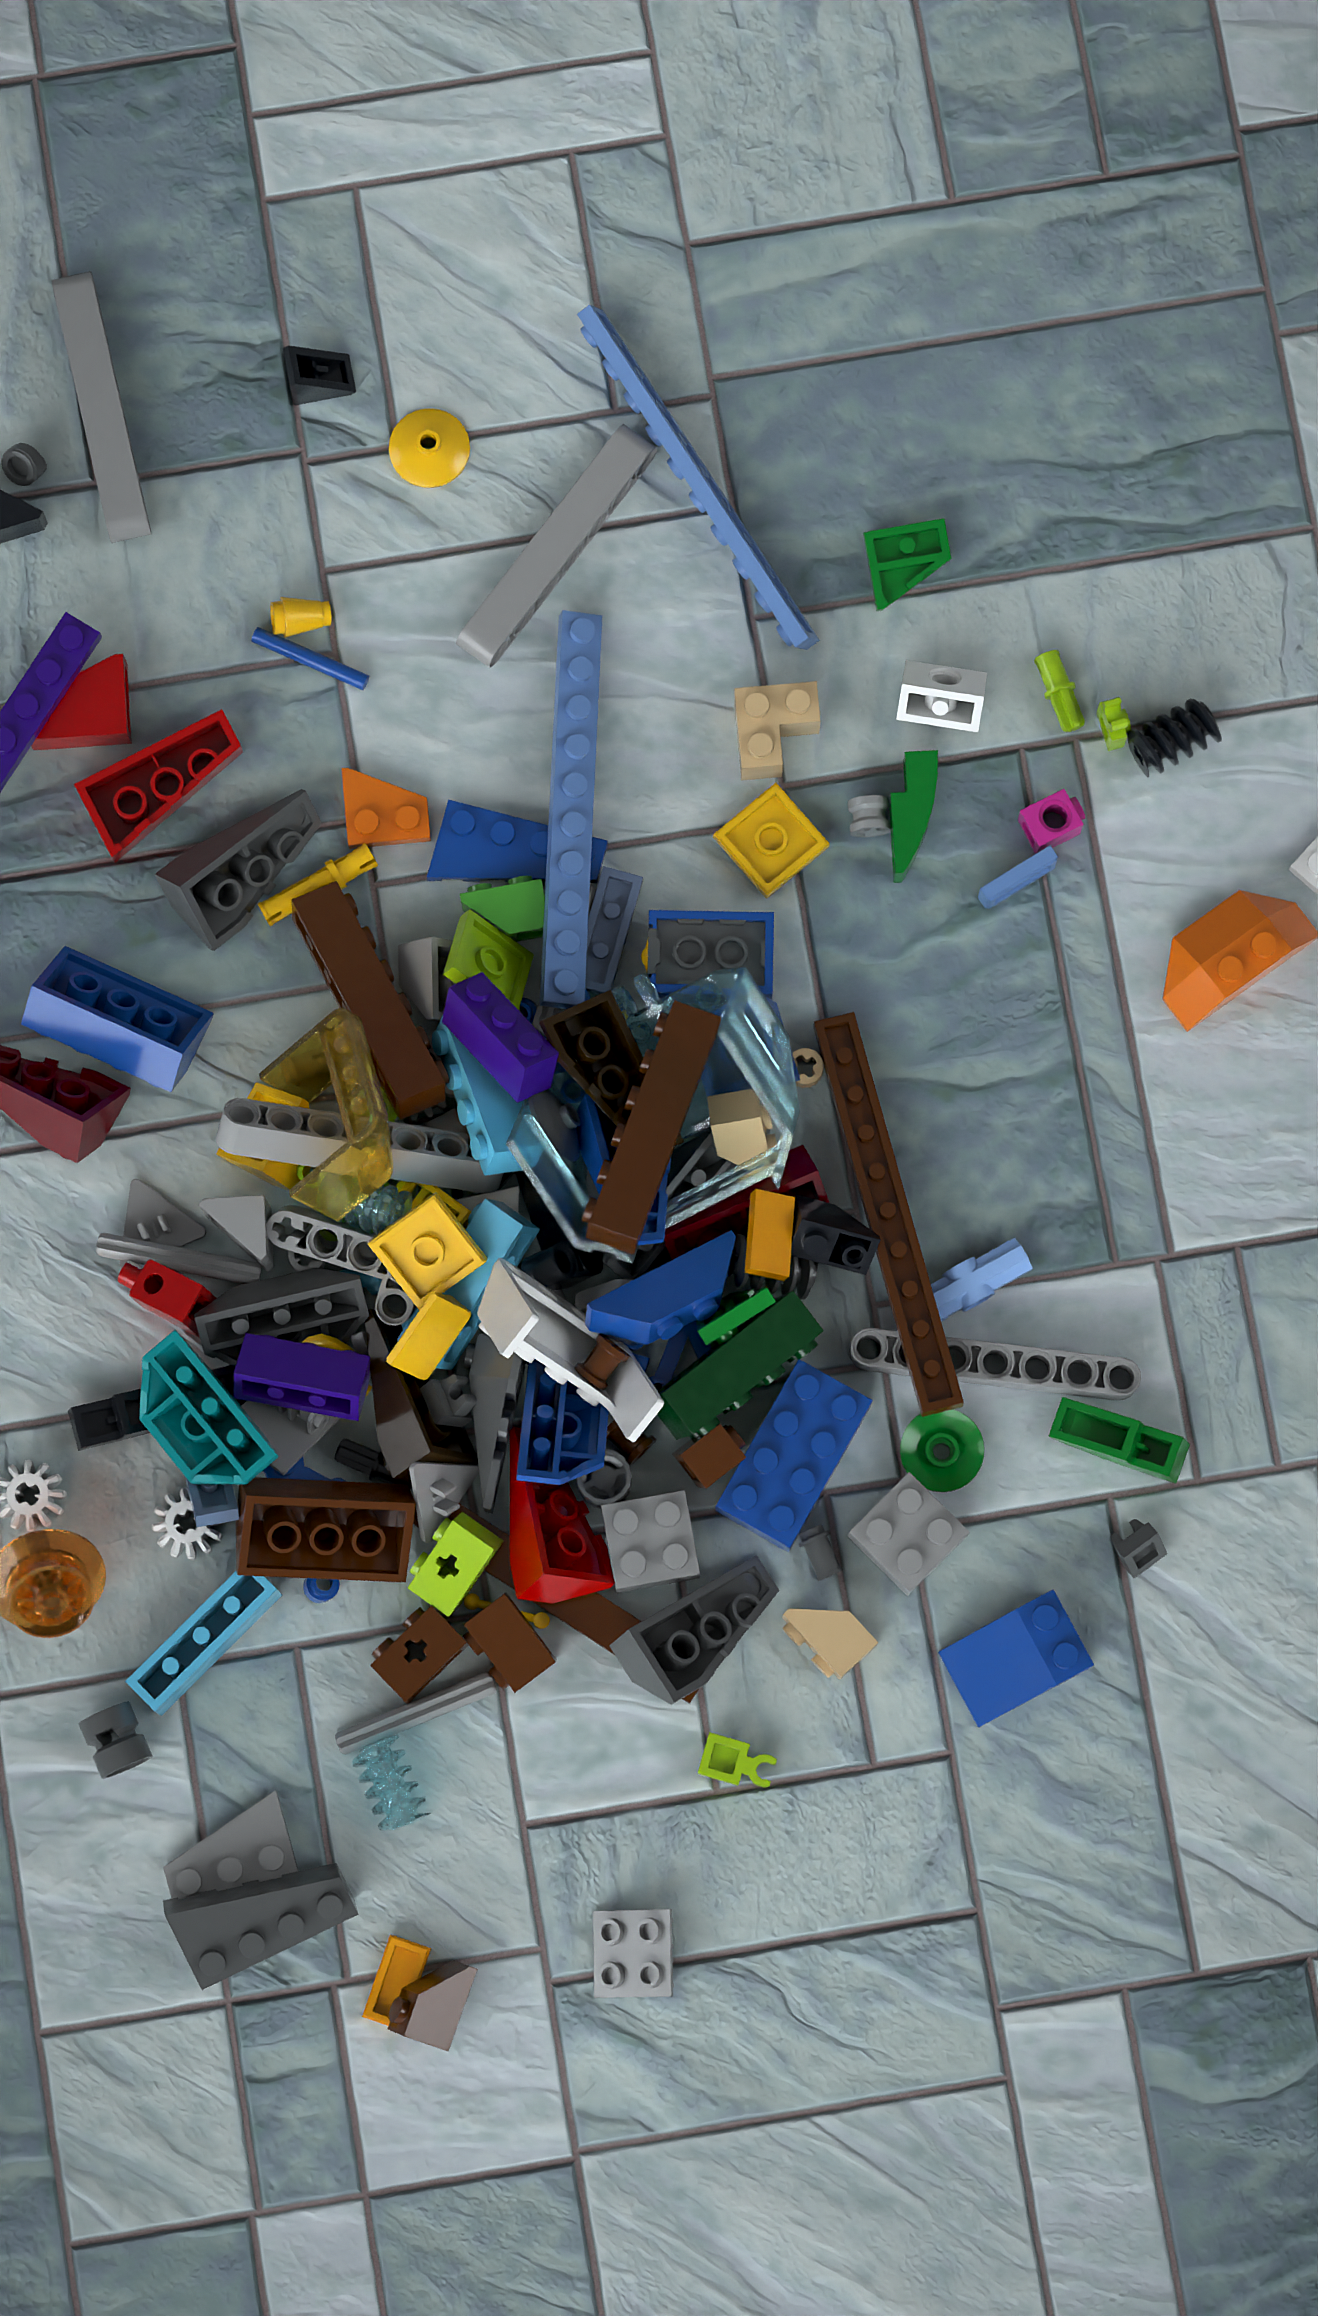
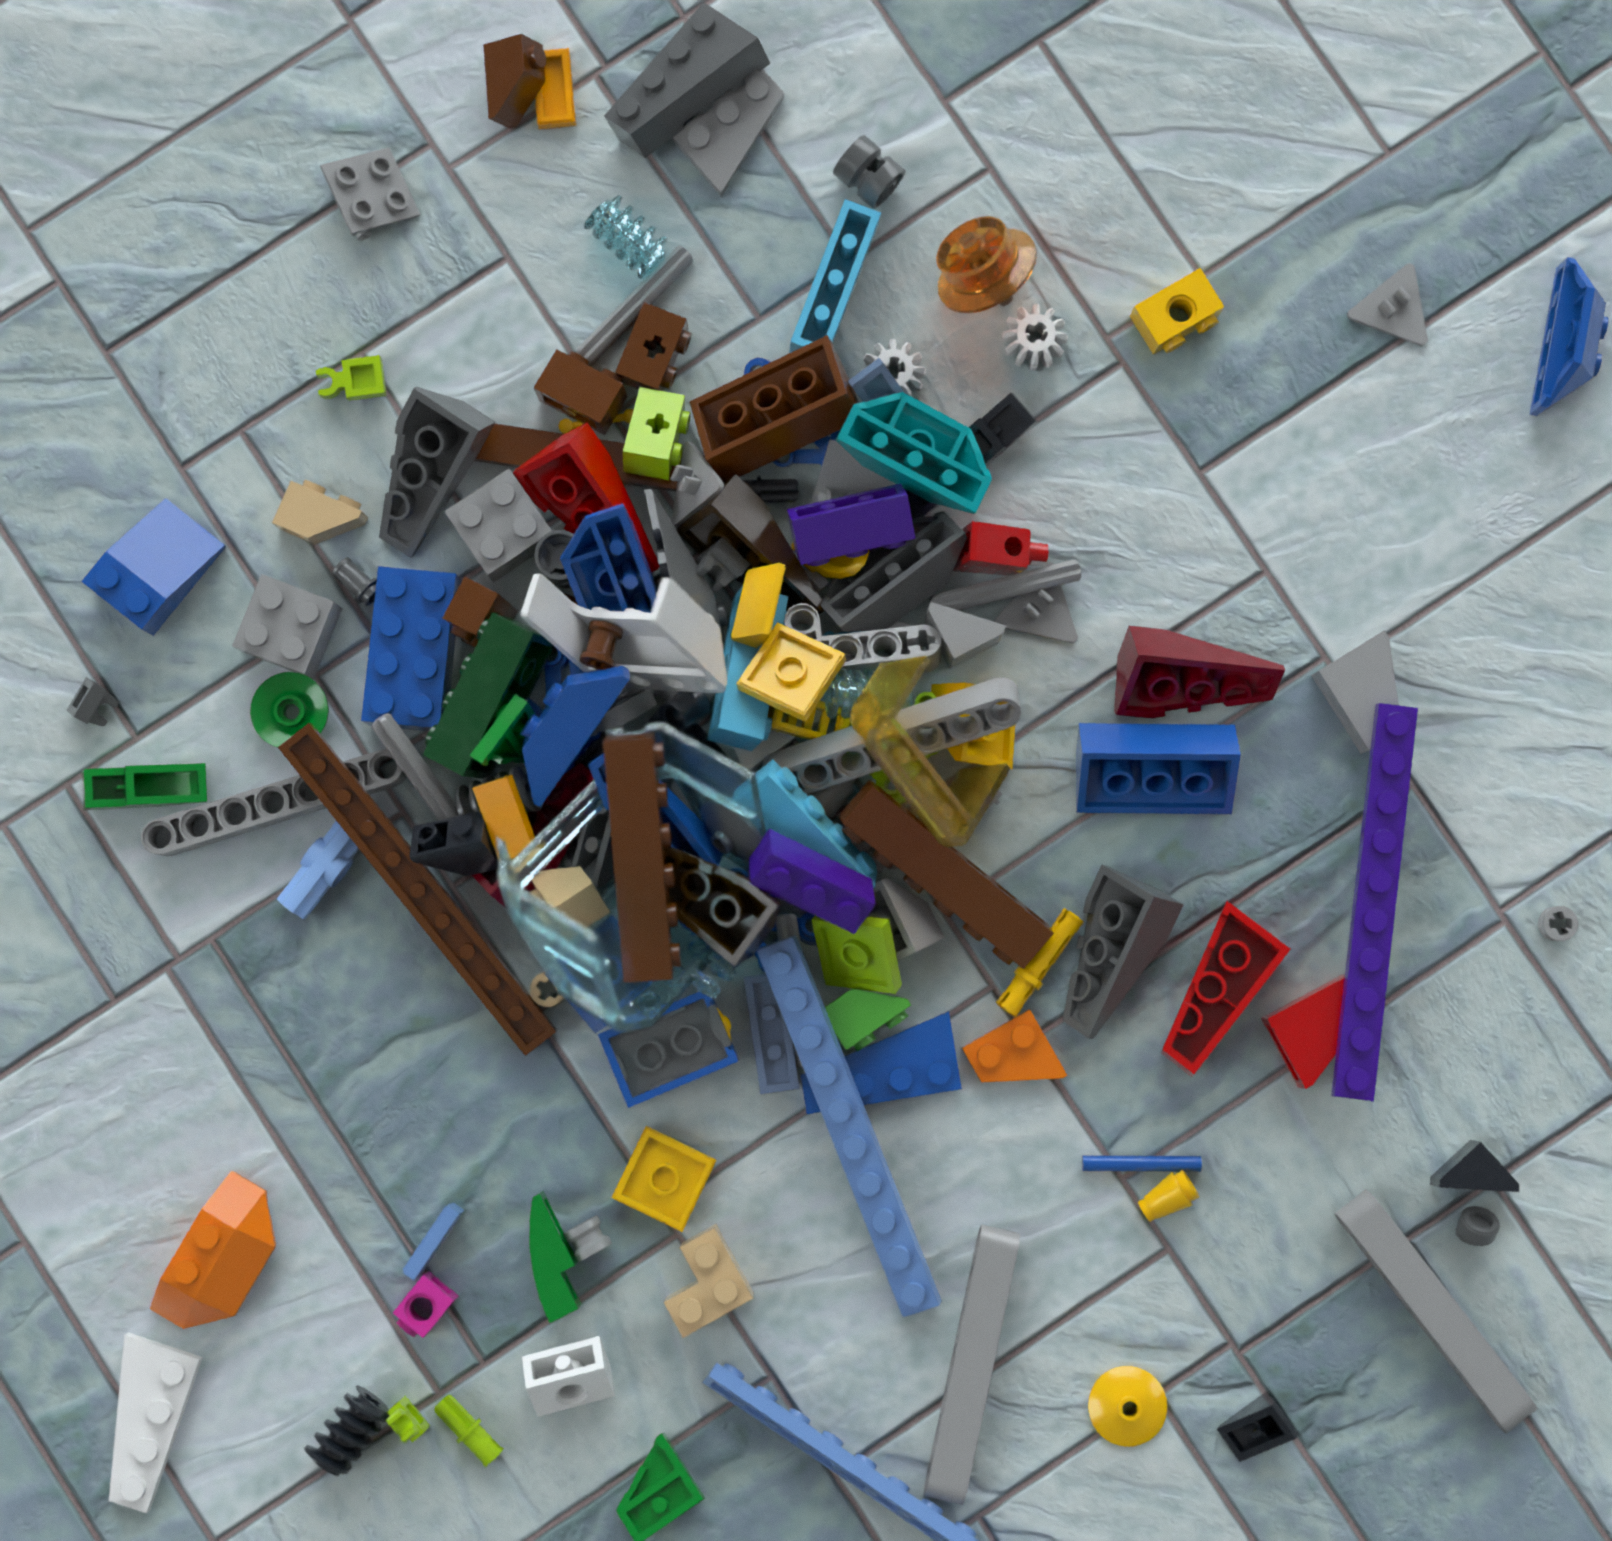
camera: 155 degrees right, 5 degrees up
(839, 1329) = (414, 767): none -> light grey axle

